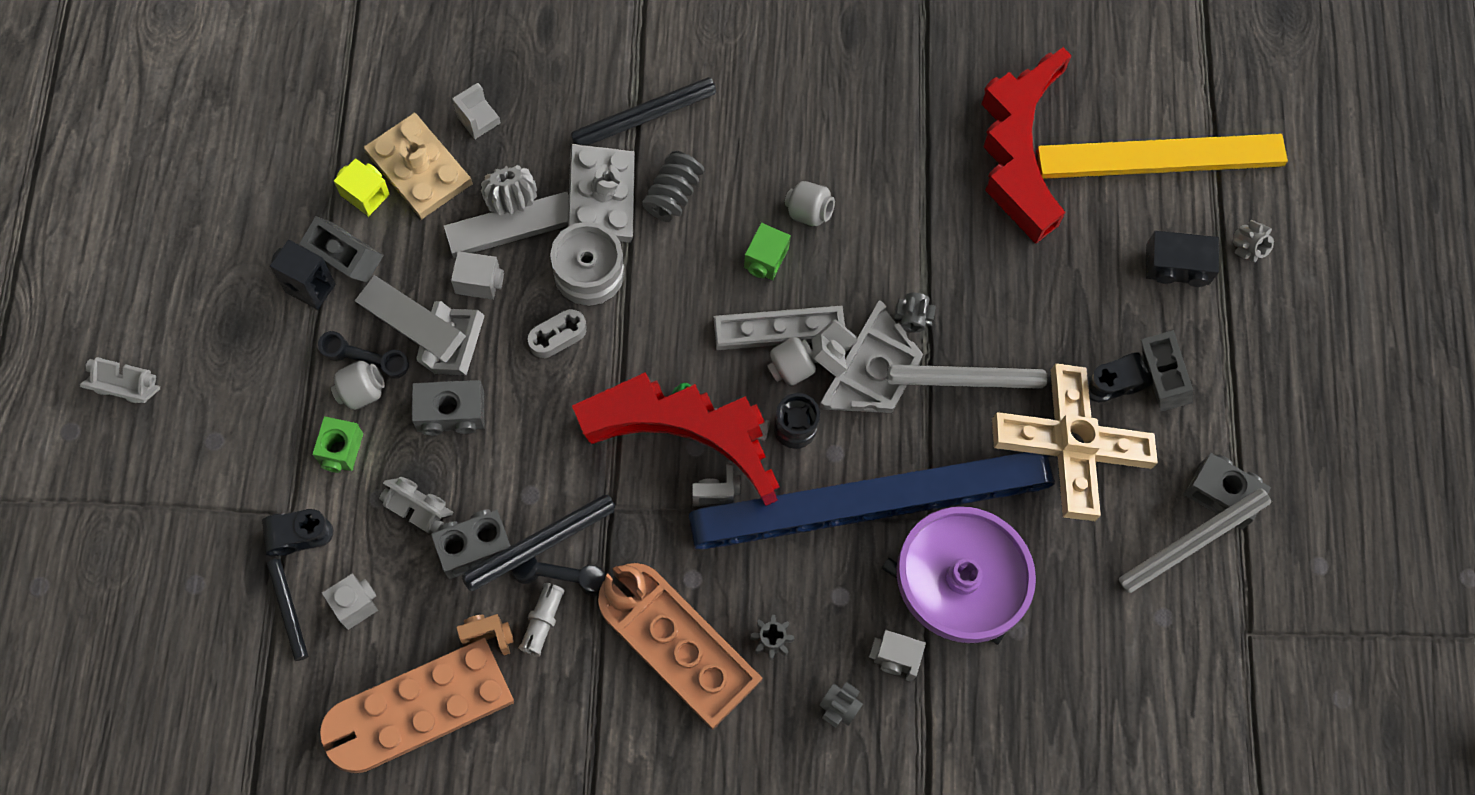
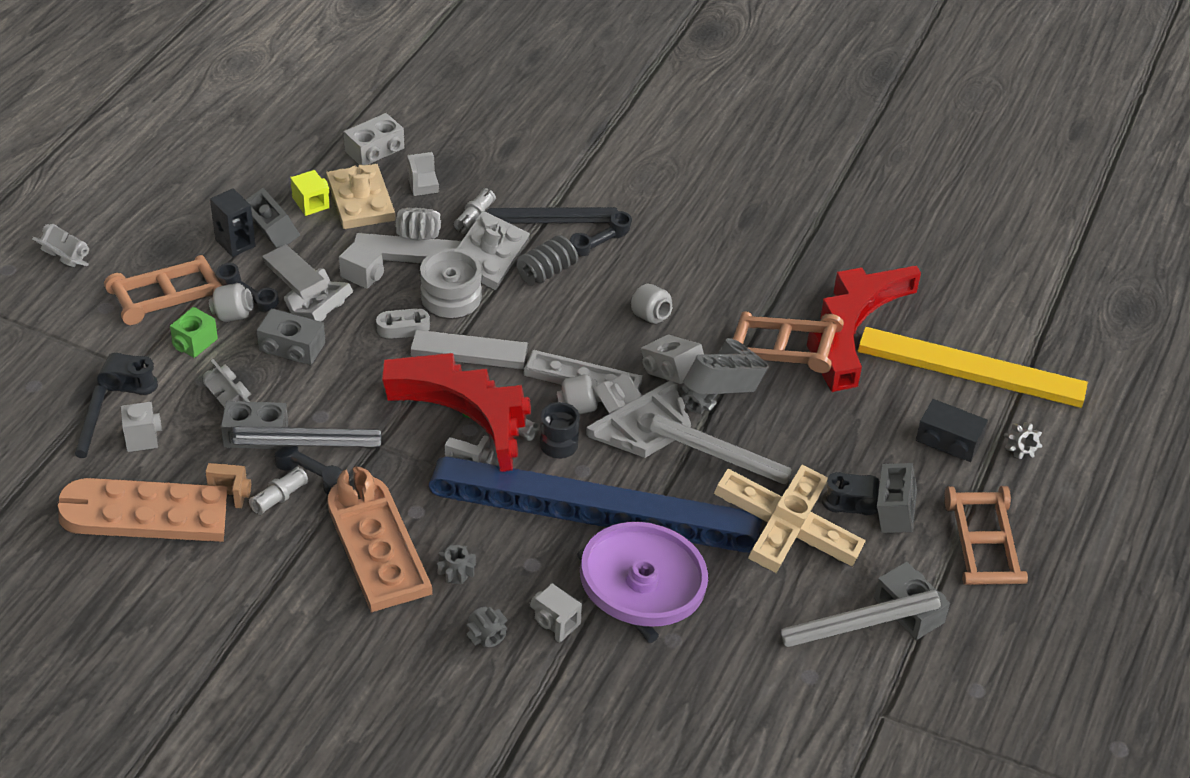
camera: 25 degrees right, 25 degrees down
(255, 439) = (134, 313): none -> nougat piece
(387, 75) = (374, 139): none -> light grey brick
(557, 141) = (473, 210): none -> light grey pin
(645, 341) = (471, 349): none -> light grey tile
(722, 104) = (618, 227): none -> black bar
(766, 252) = (599, 322): bright green brick -> none
(872, 278) = (670, 357): none -> light grey brick
(946, 263) = (730, 371): none -> dark grey beam
(1018, 224) = (817, 361): none -> nougat piece
(1260, 325) = (1001, 499): none -> nougat piece

